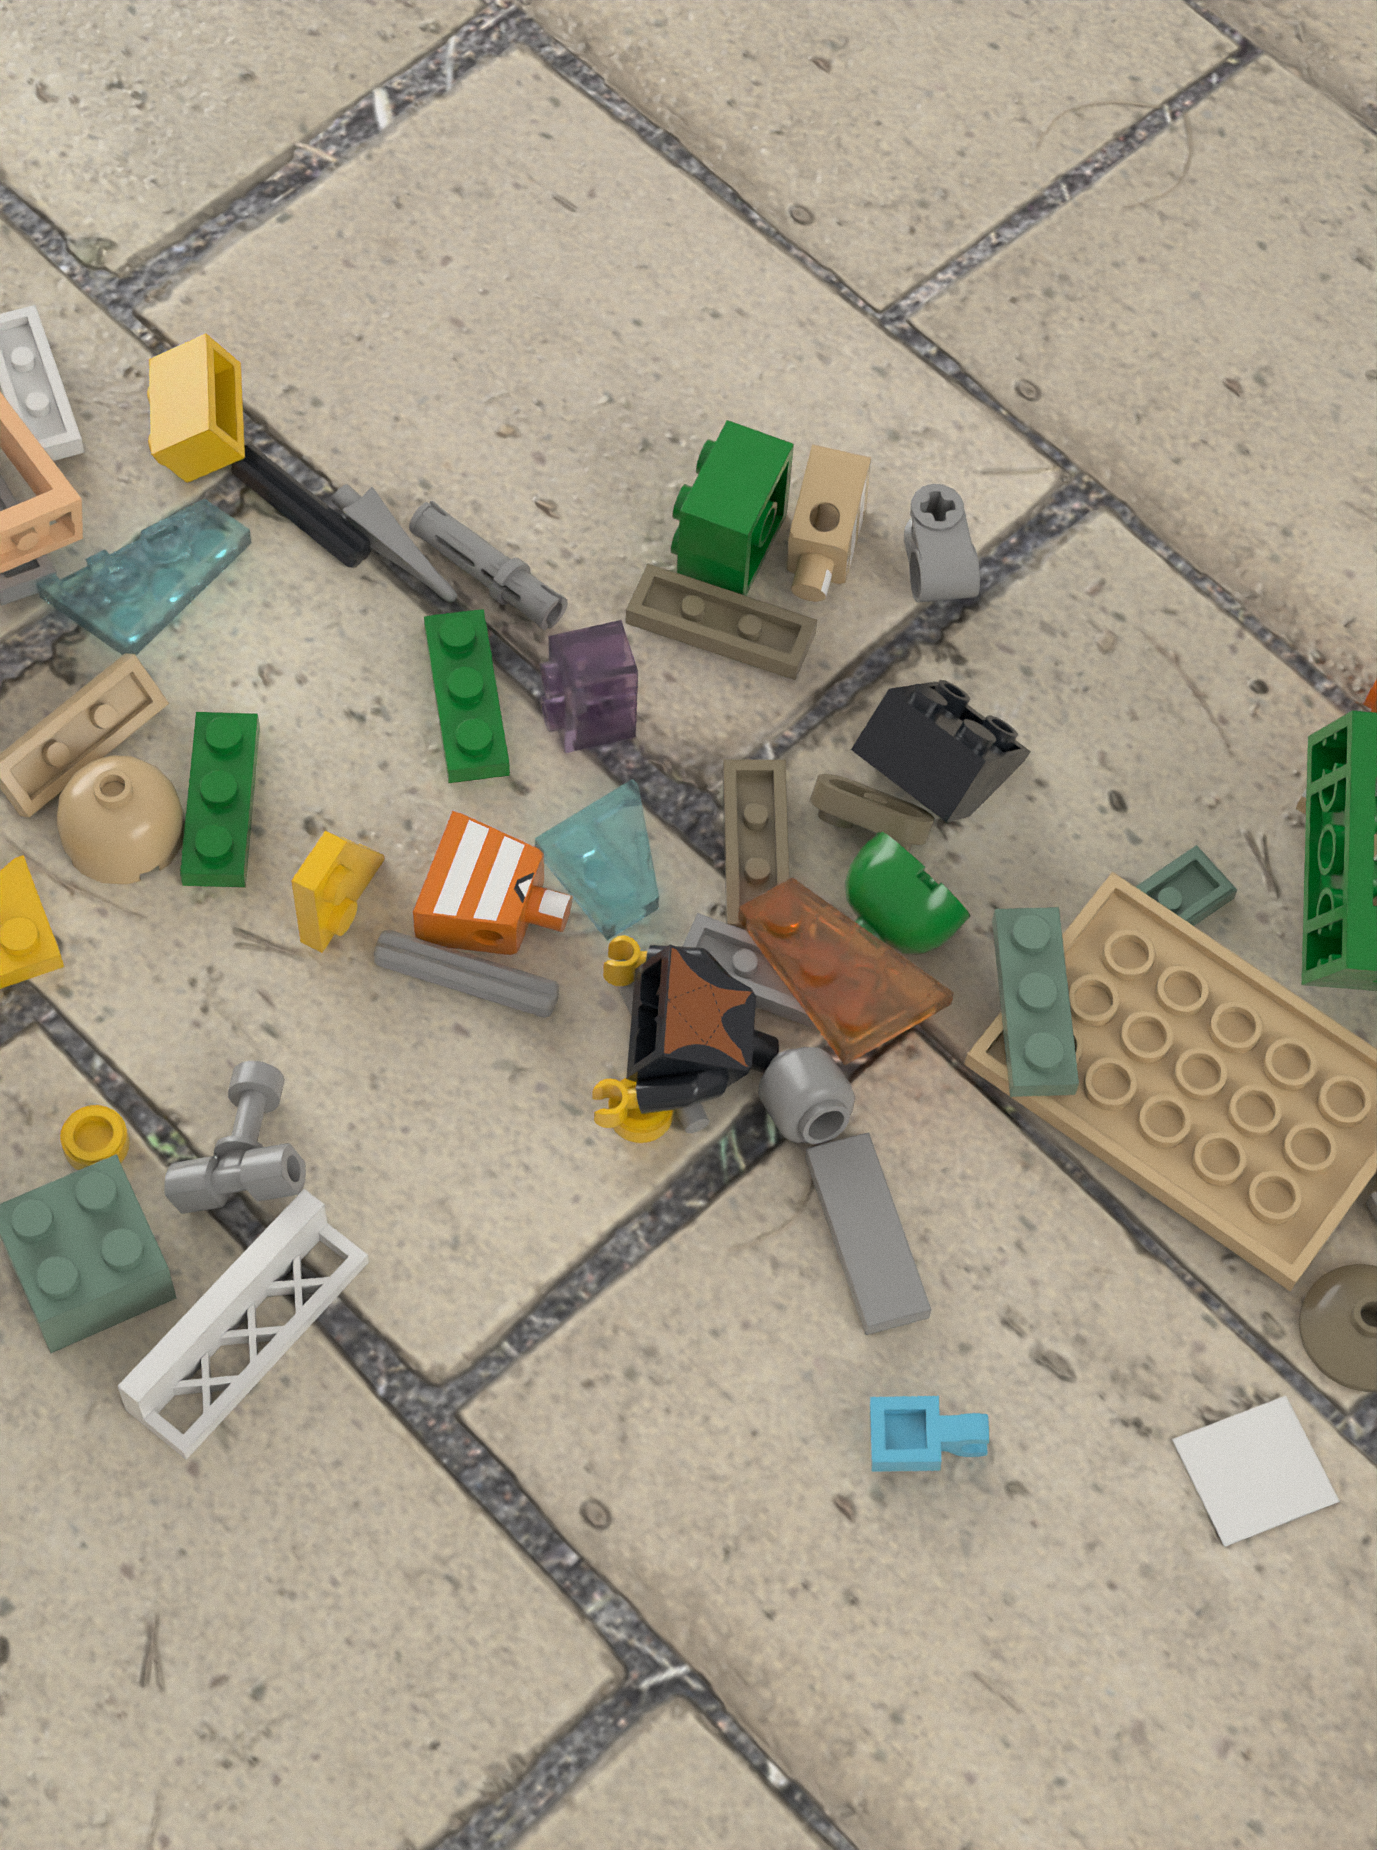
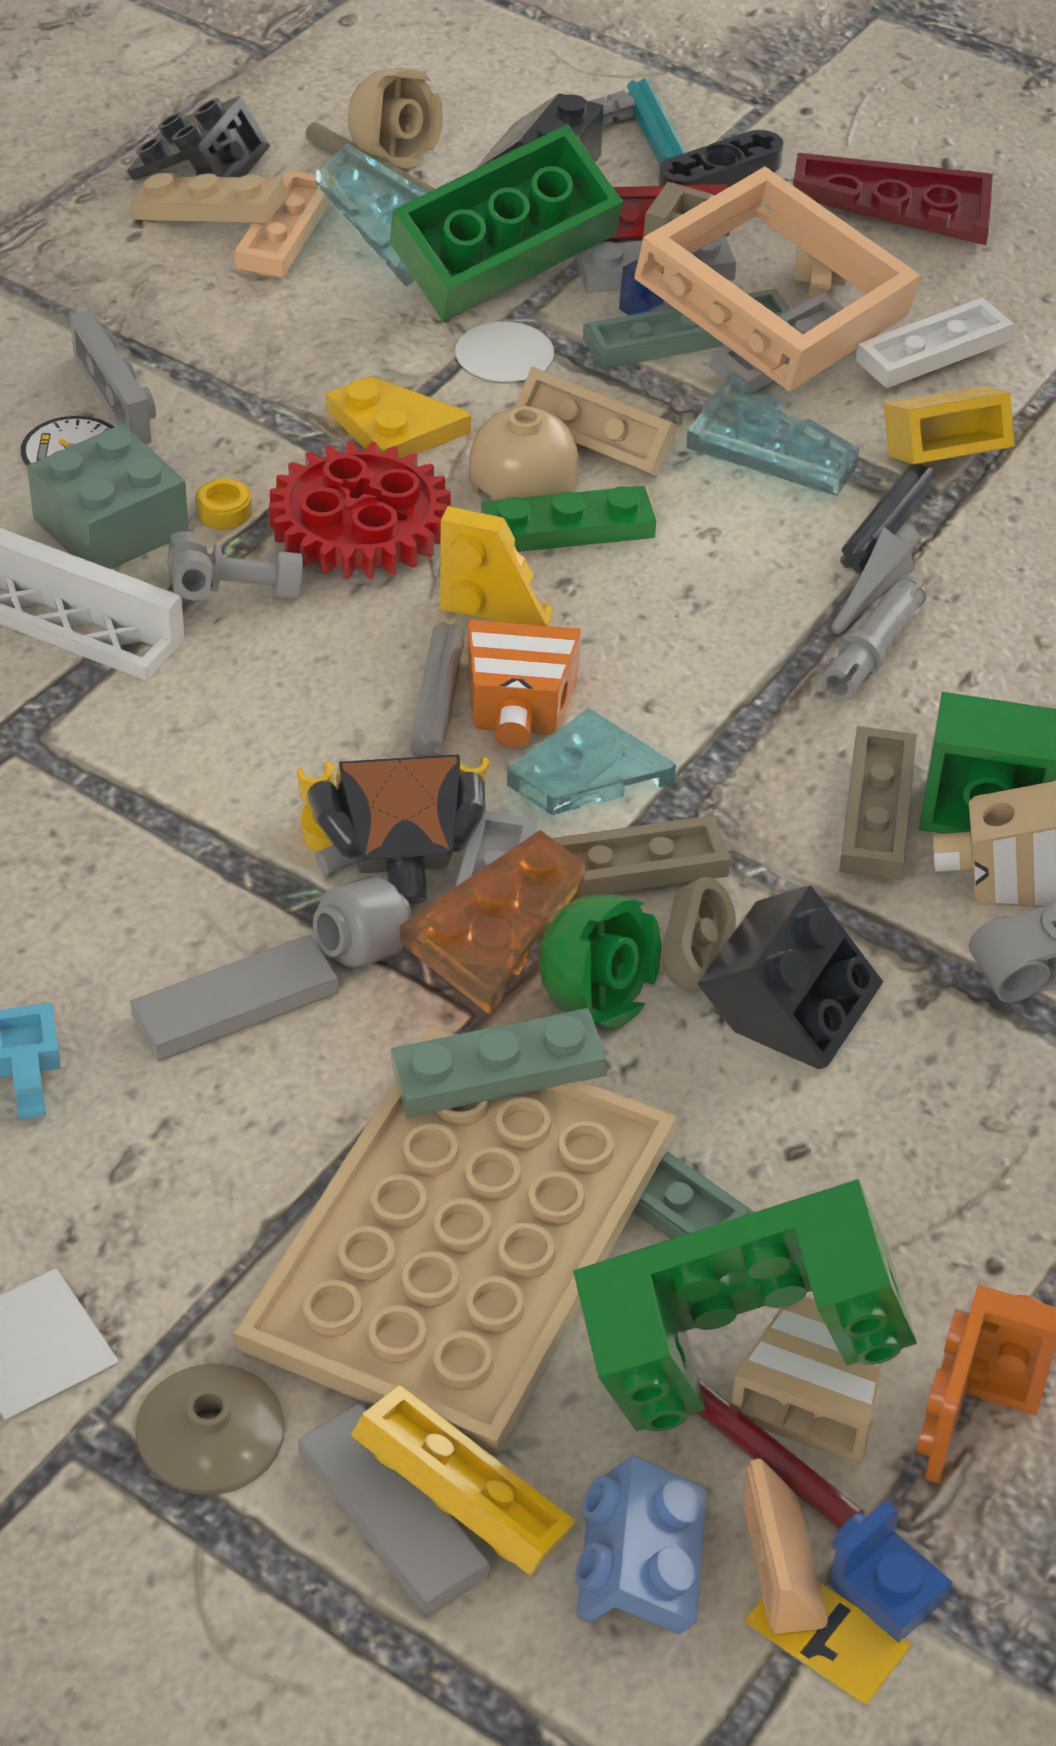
camera: 80 degrees right, 15 degrees down
(119, 968) = (359, 509): none -> red gear
(466, 696) = (730, 650): green plate -> none
(590, 687) = (748, 698): clear purple brick -> none

